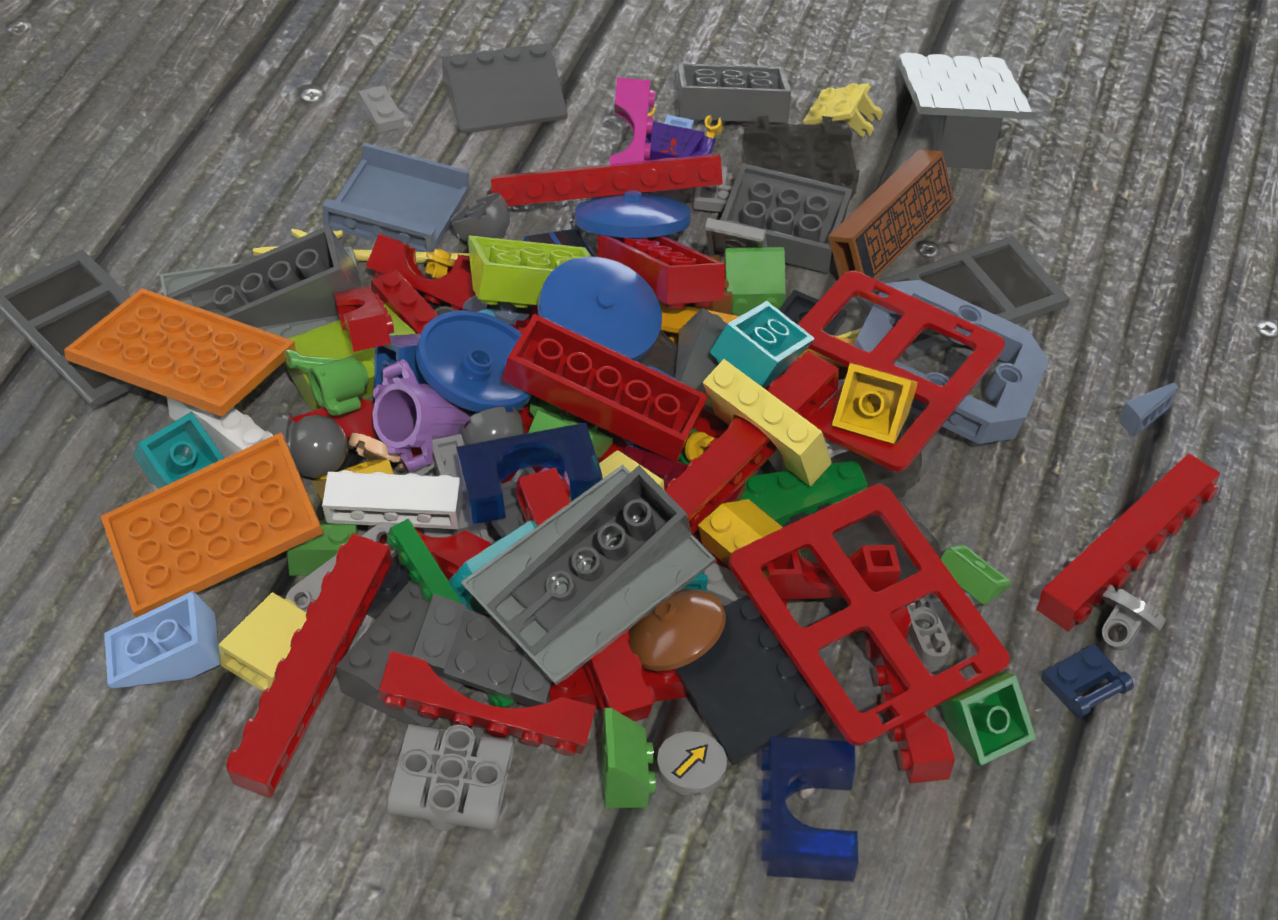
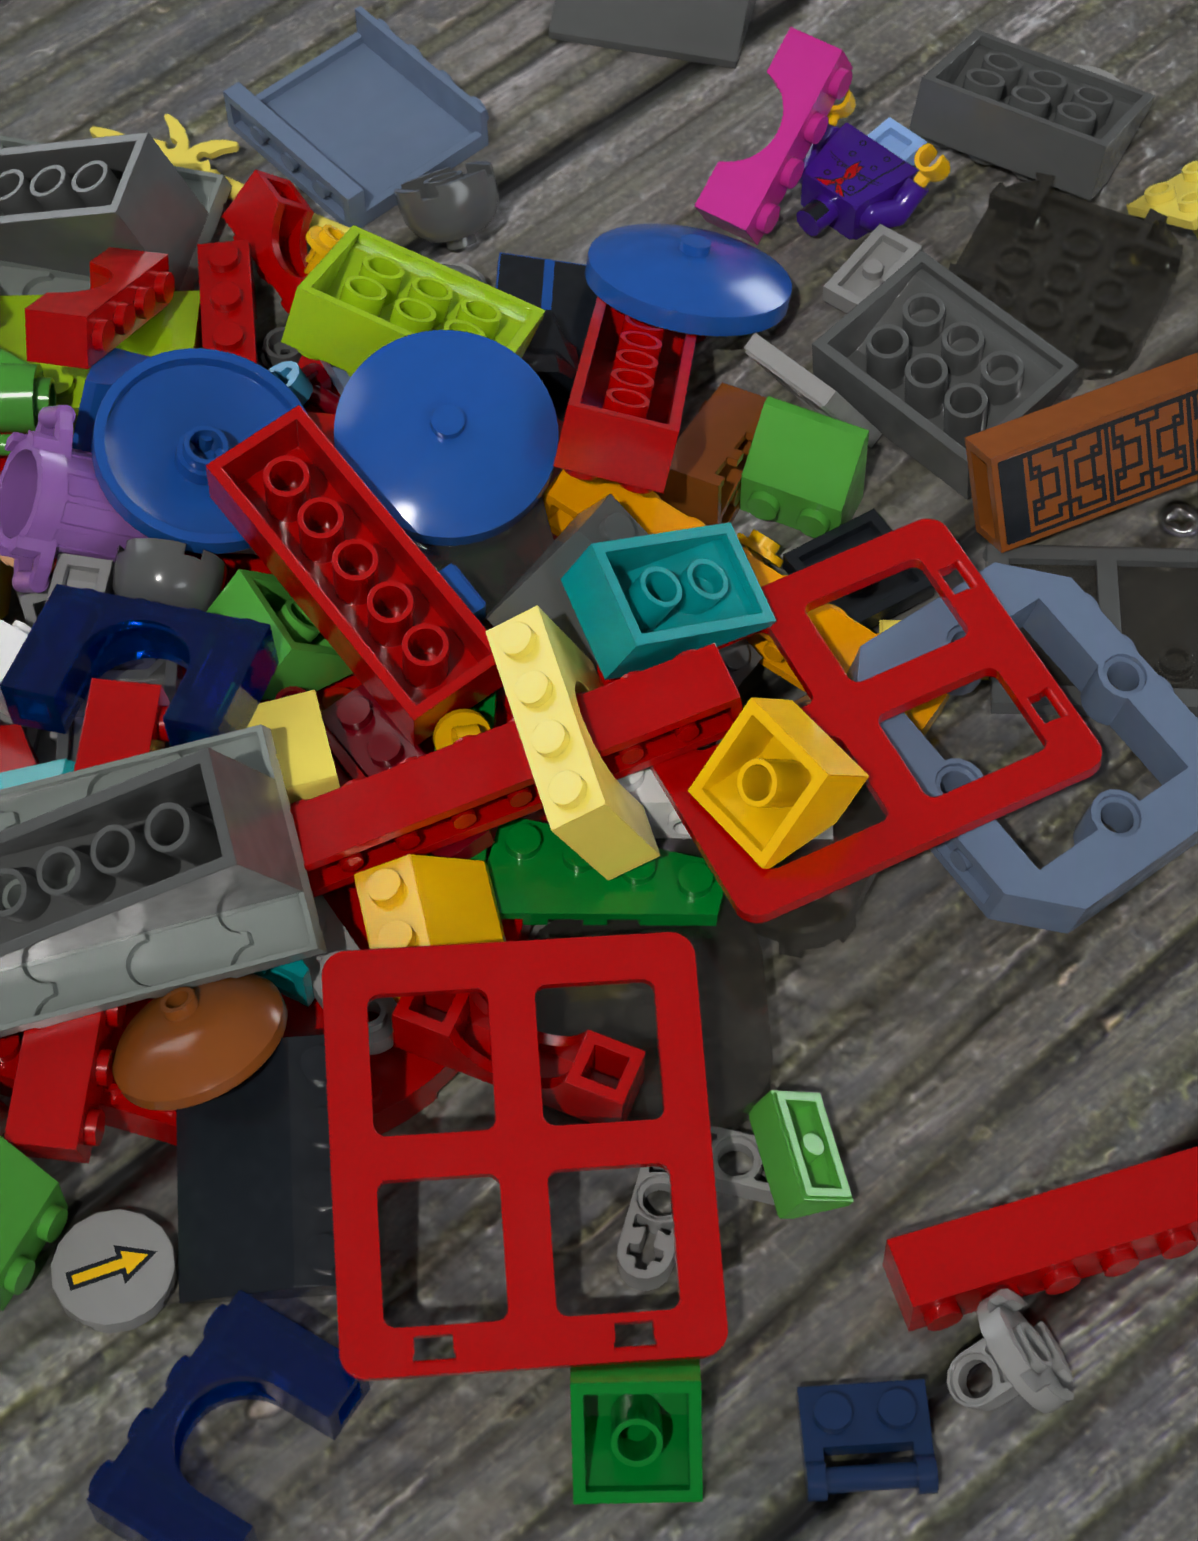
camera: 35 degrees right, 10 degrees up
(609, 179) = (689, 203): red brick -> none
(922, 743) = (488, 1426): red arch -> none

